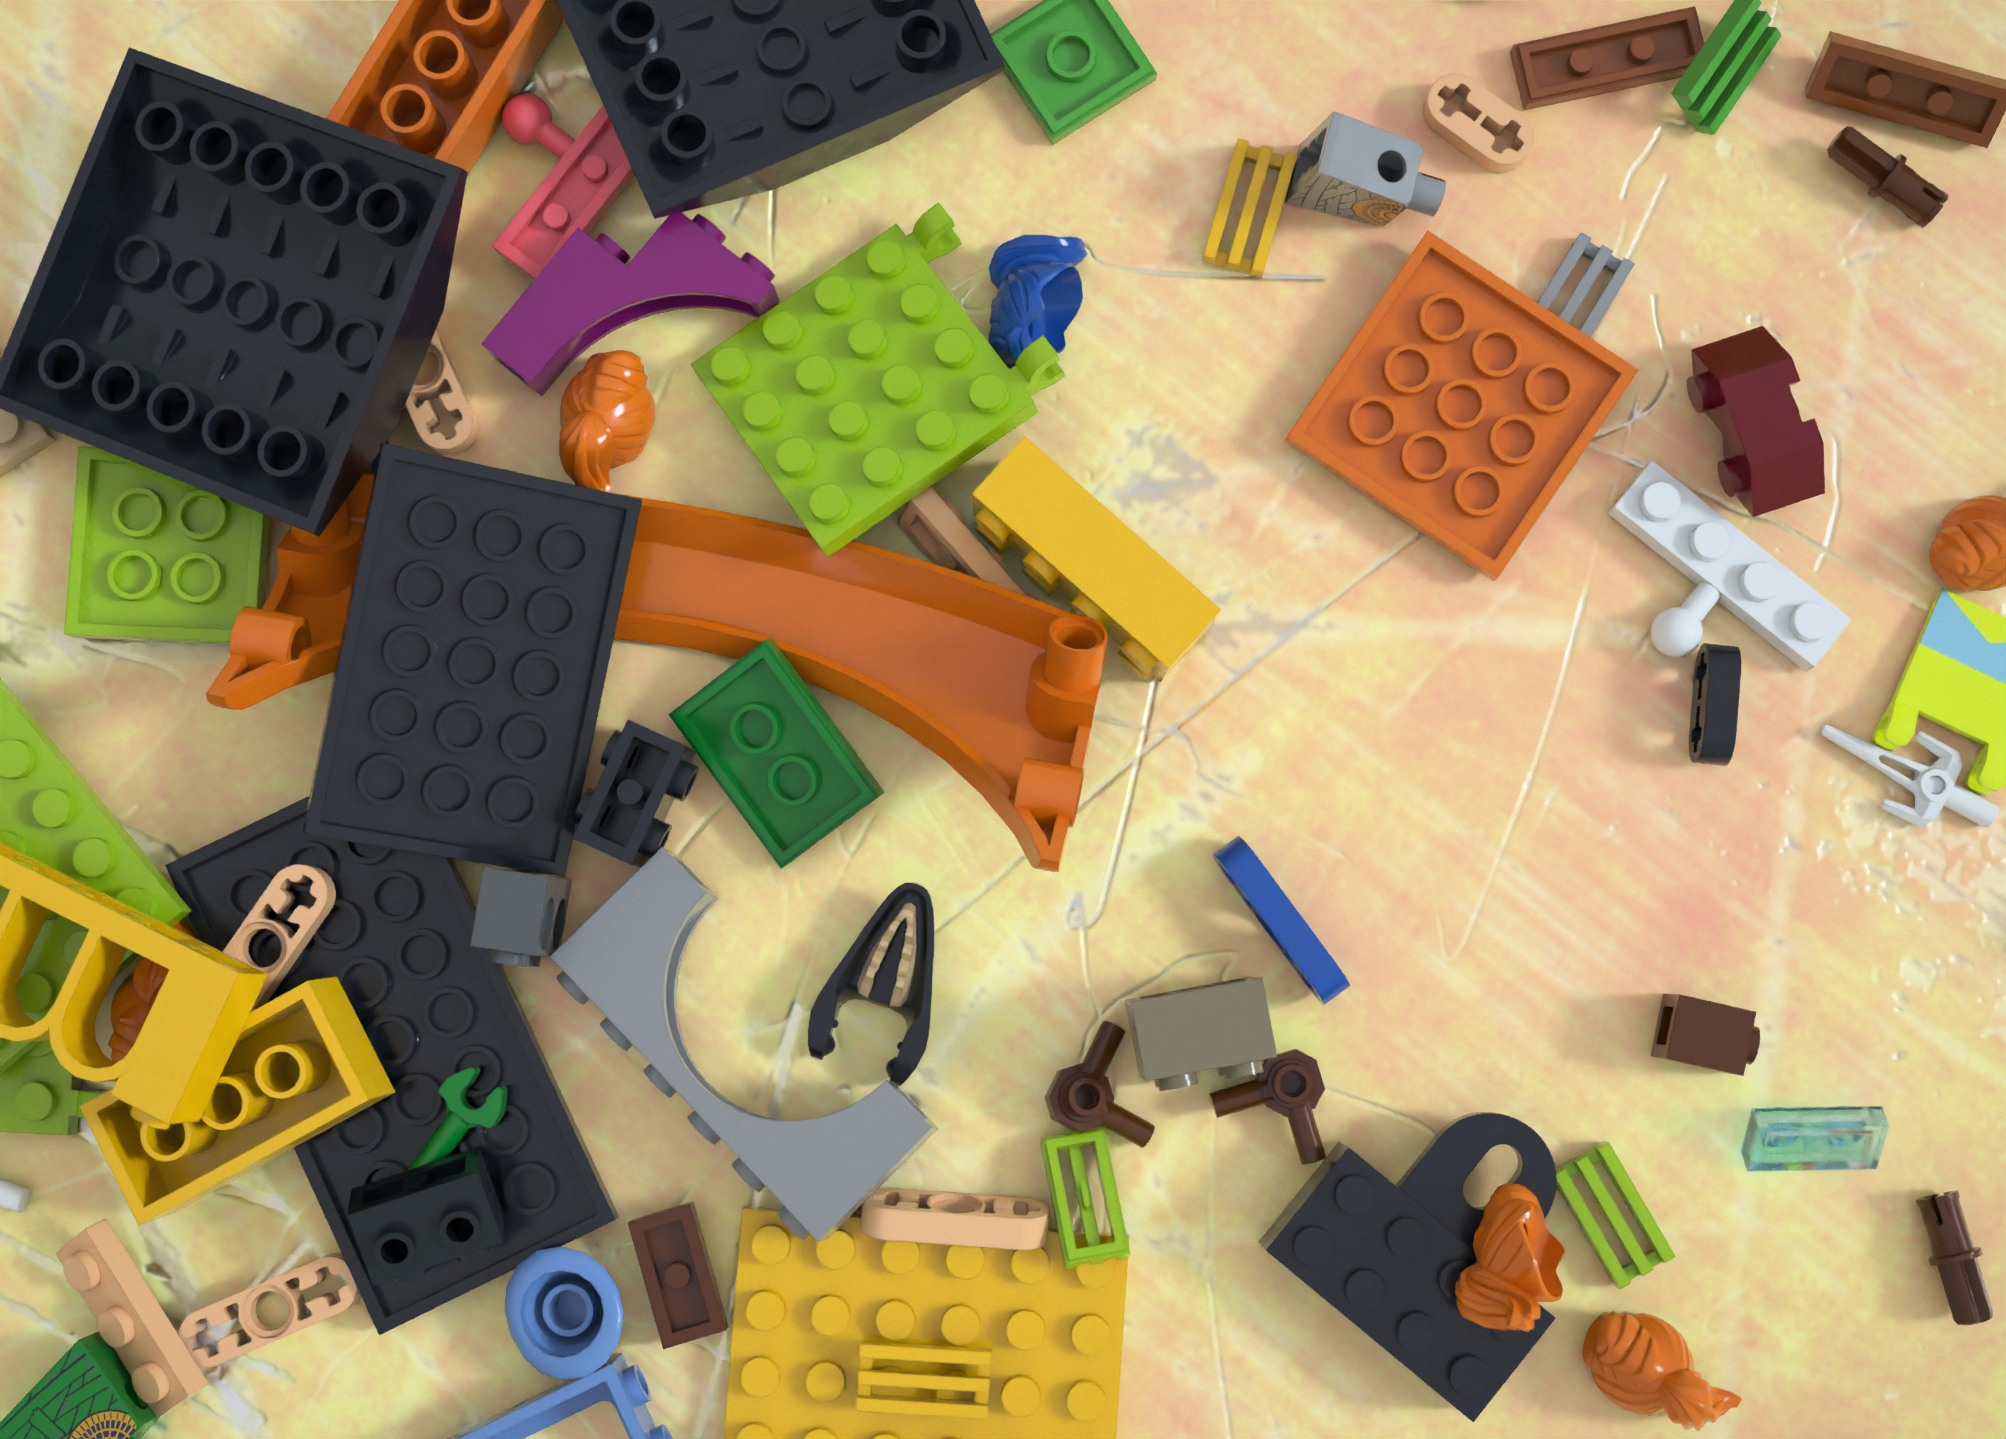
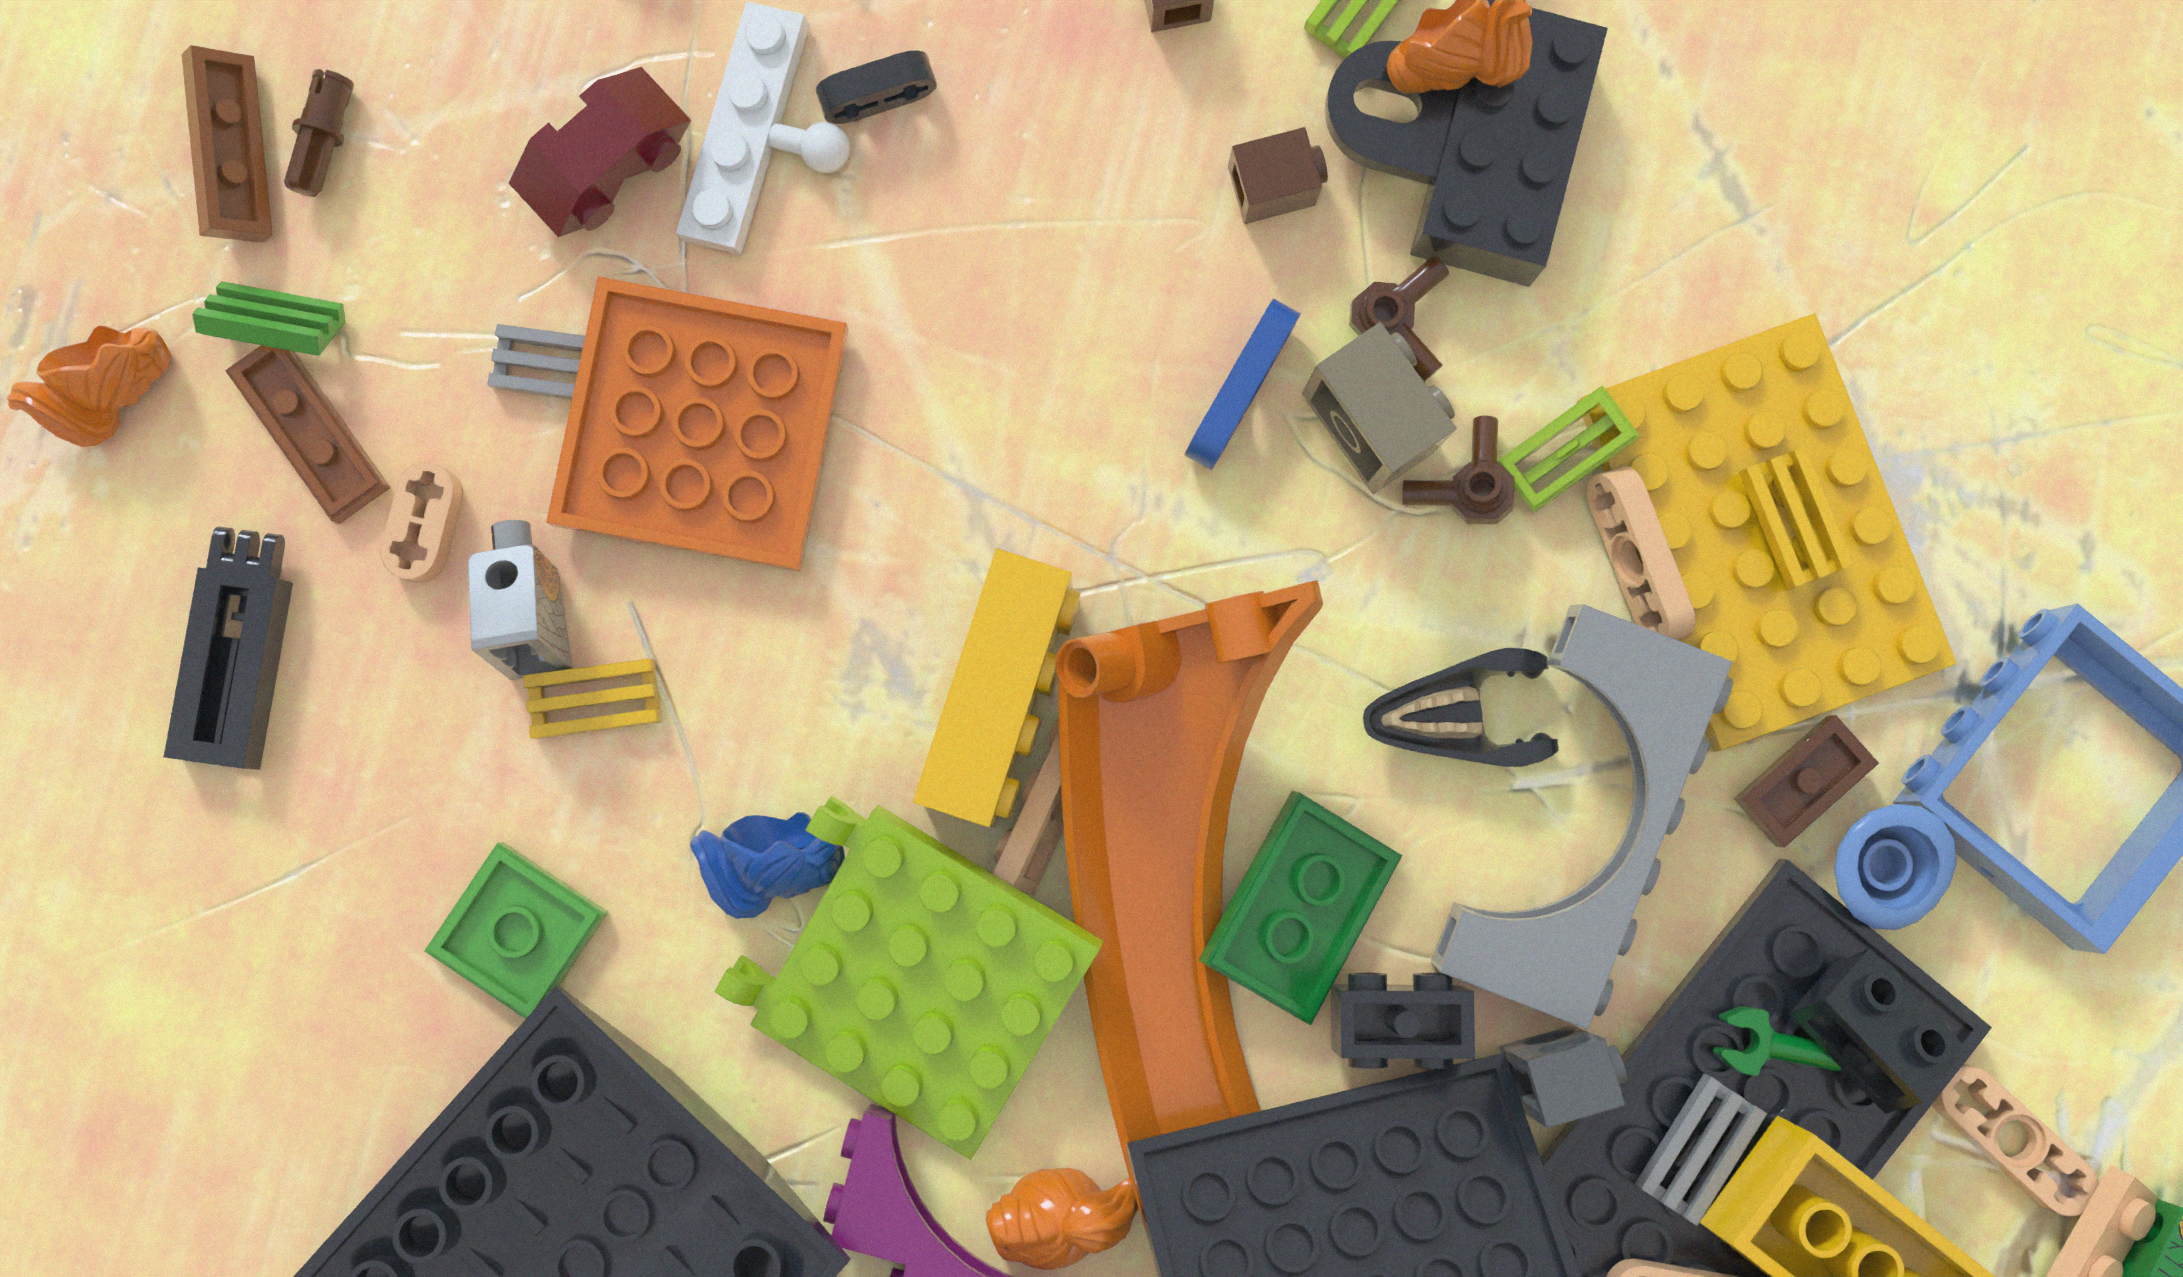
camera: 120 degrees left, 0 degrees up
(369, 963) = (1722, 1161): none -> light grey tile
(1468, 1044) = (1276, 174): none -> reddish brown brick

